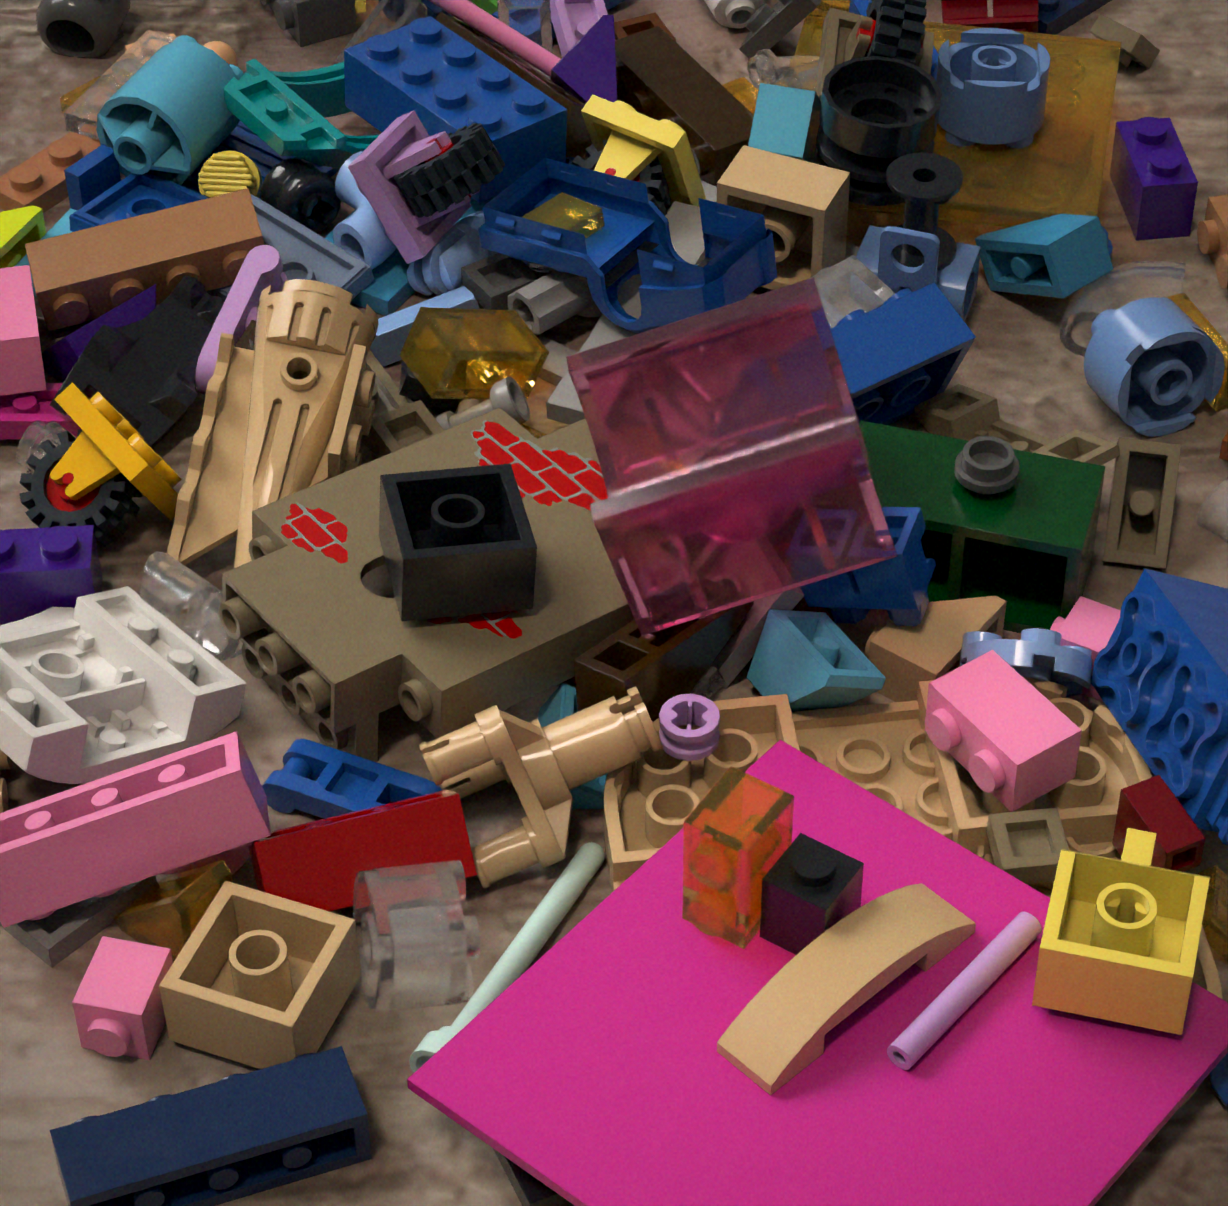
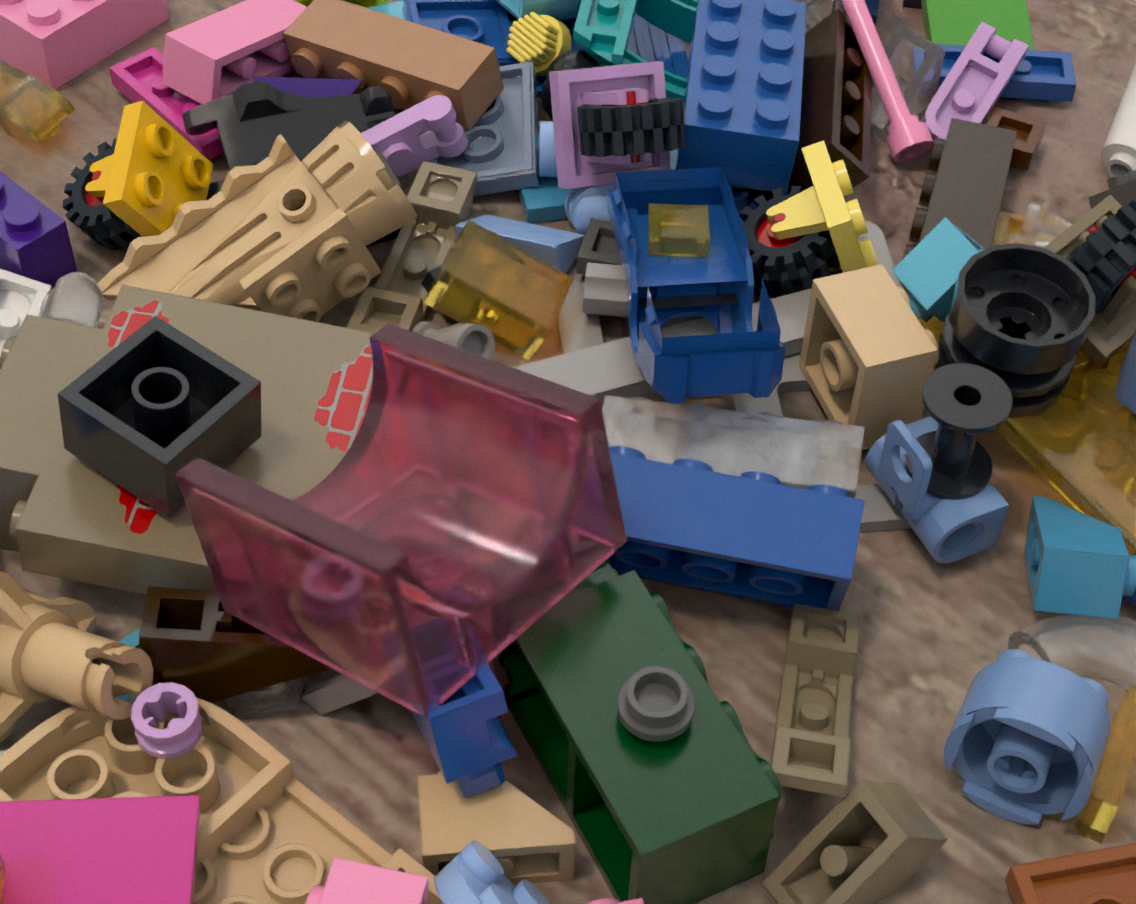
camera: 45 degrees right, 5 degrees up
(590, 64) = (902, 134): dark purple slope -> none
(811, 662) = (347, 751): medium azure slope -> none

